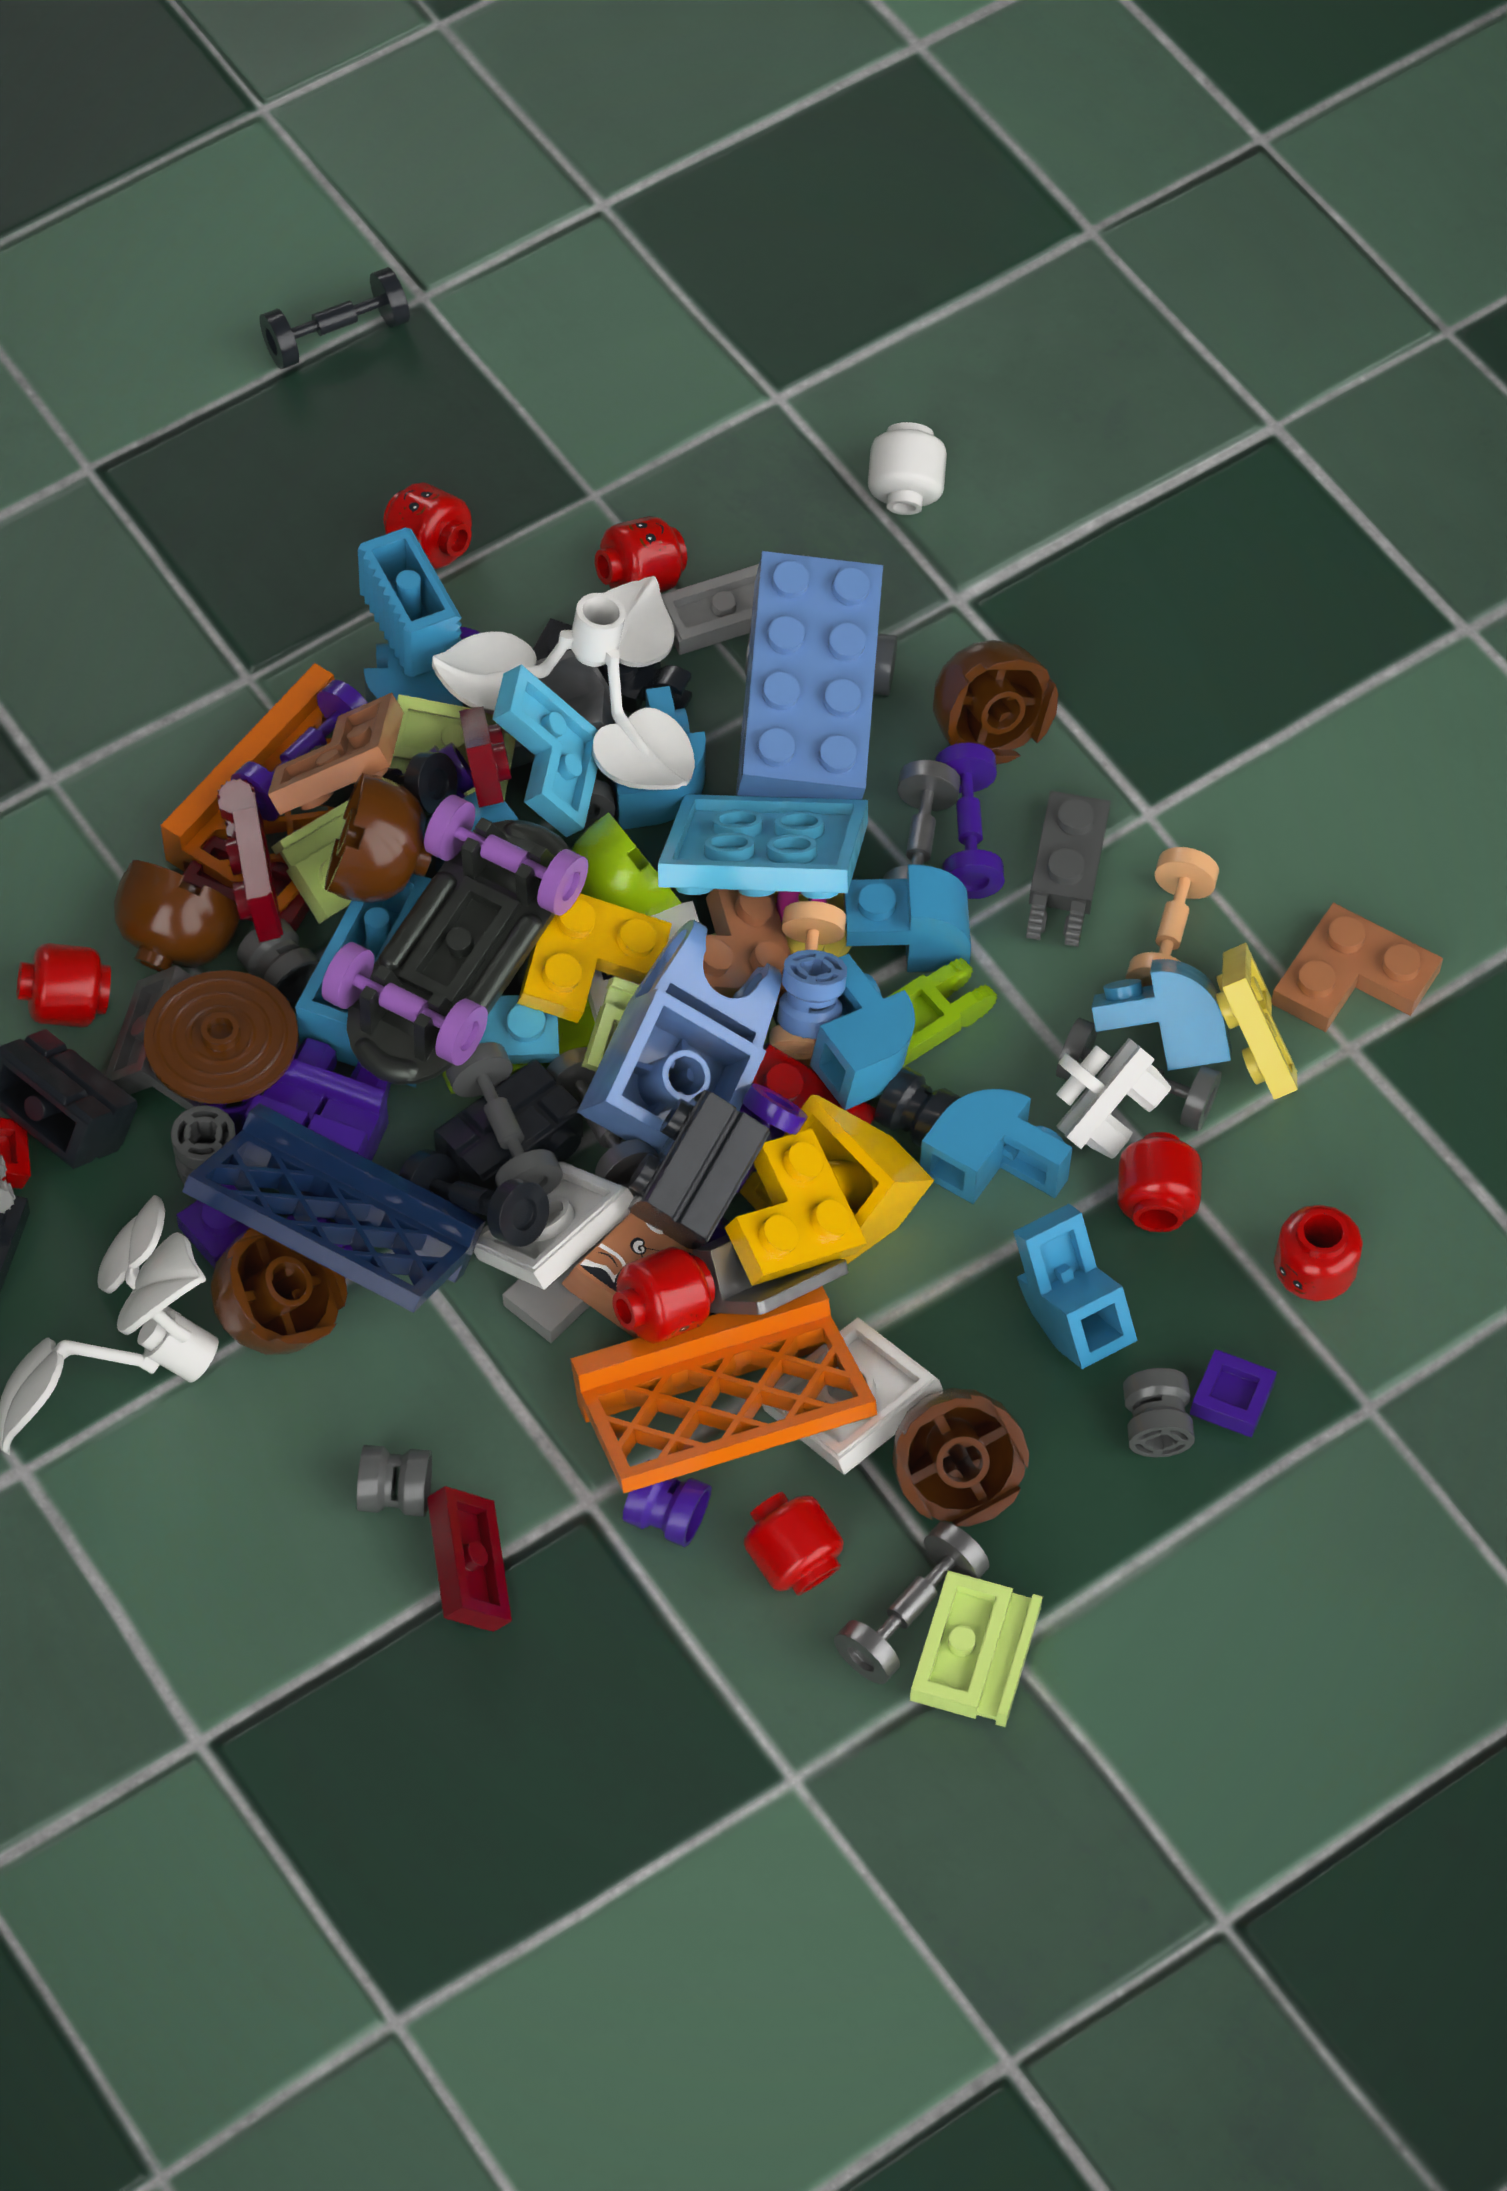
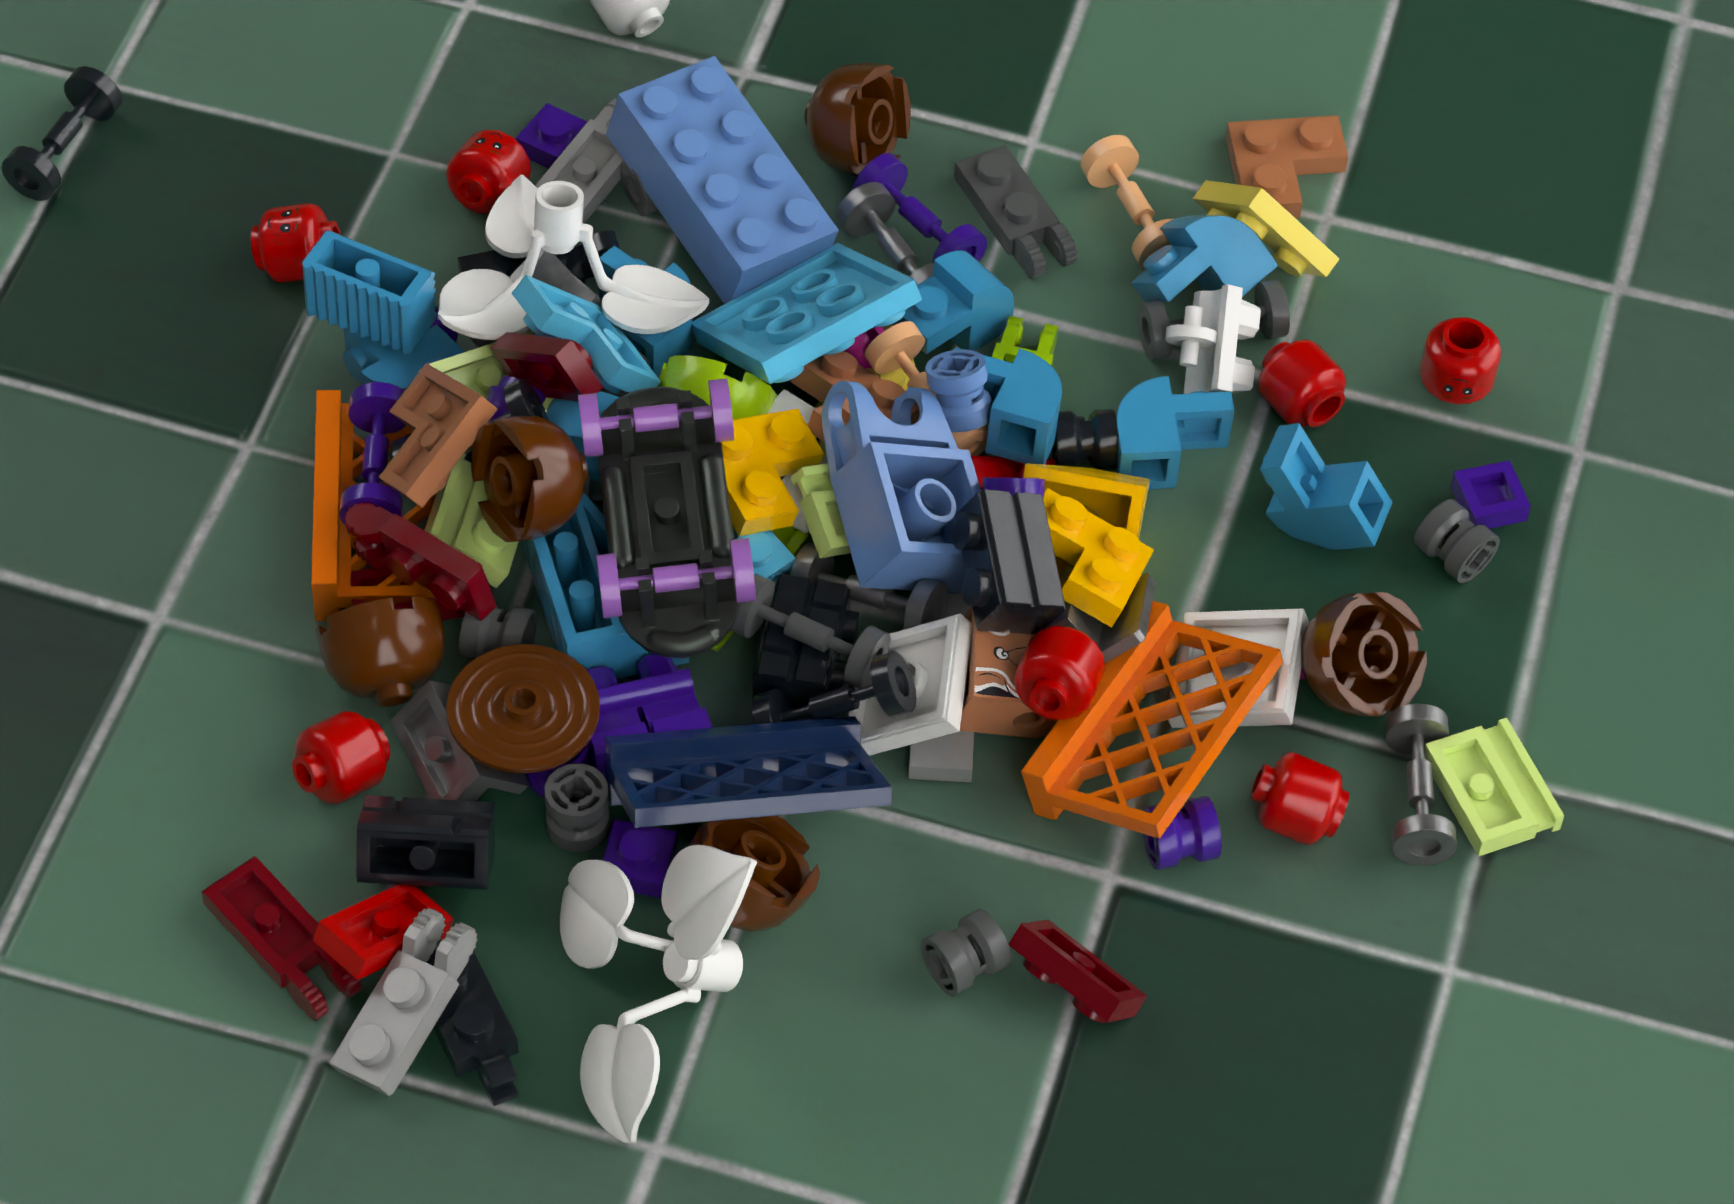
camera: 40 degrees left, 5 degrees down
(728, 552) = (549, 134): none -> dark purple plate

